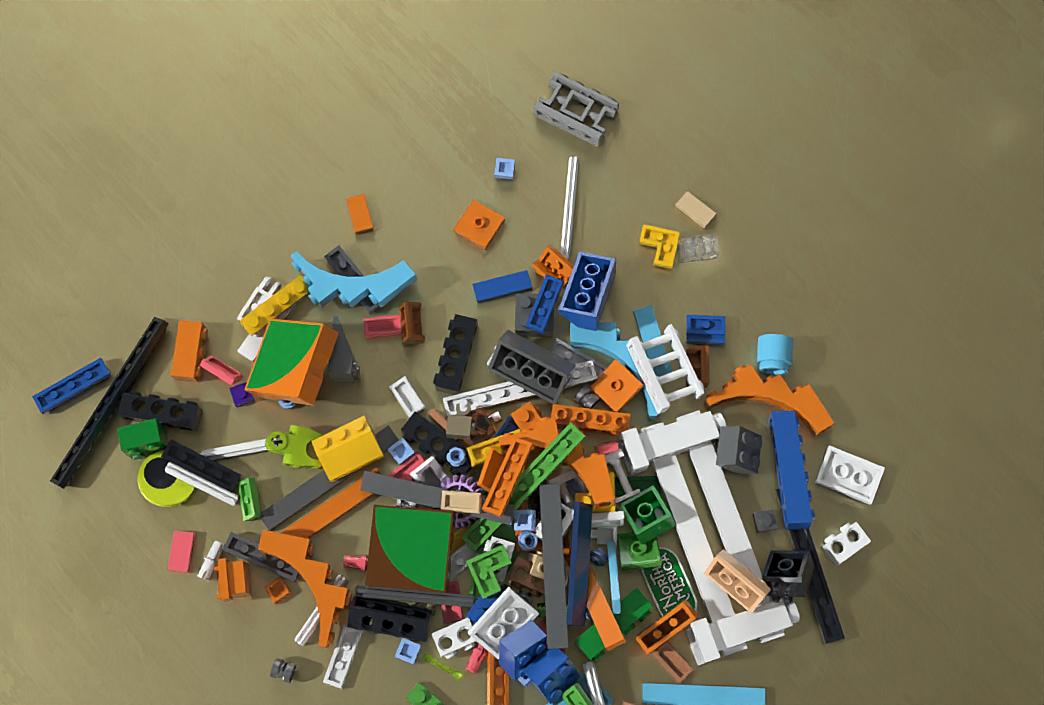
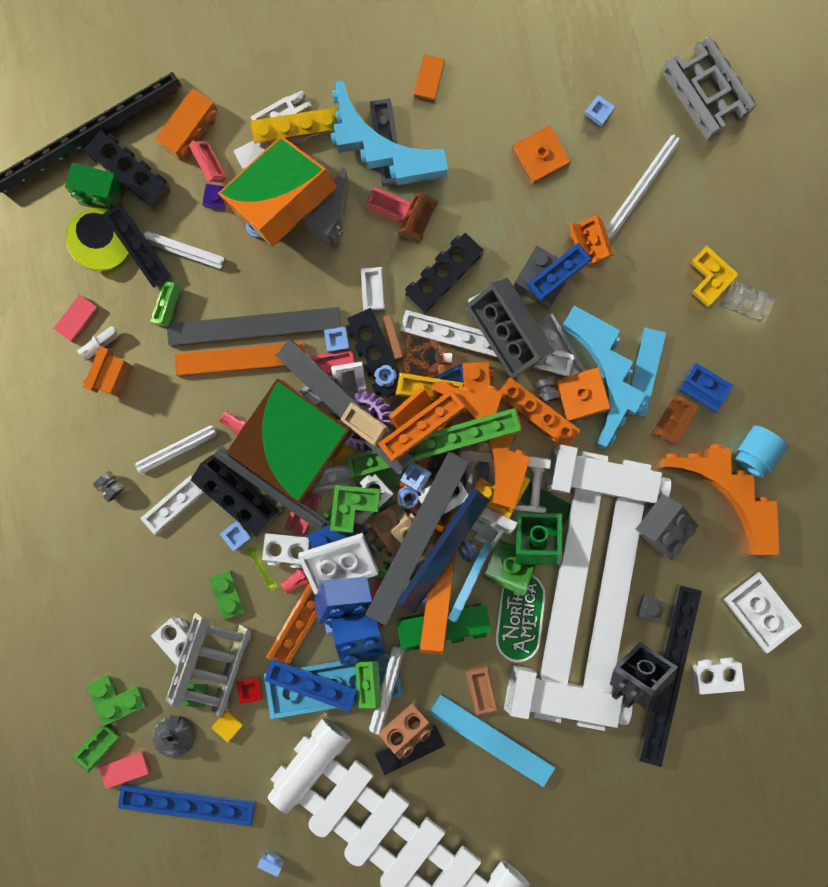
camera: 30 degrees right, 10 degrees up
(71, 385) = (57, 96): blue plate -> none
(201, 483) = (128, 263): white axle -> none
(249, 552) = (149, 367): dark grey plate -> none
(277, 590) = (146, 407): orange tile -> none
(293, 446) = (235, 276): lime piece -> none
(328, 597) = (187, 414): orange arch -> none
(347, 449) = (285, 308): yellow slope -> none
(460, 425) = (406, 347): dark tan brick -> none
(502, 286) = (528, 230): blue tile -> none
(588, 290) = (611, 282): blue slope -> none
(606, 447) = (537, 450): coral tile -> none
(651, 381) = (621, 413): white fence -> none
(666, 626) = (494, 657): orange brick -> none
(695, 209) = (768, 260): tan tile -> none
(737, 580) = (589, 656): light nougat slope -> none
(790, 470) = (707, 575): blue brick -> none

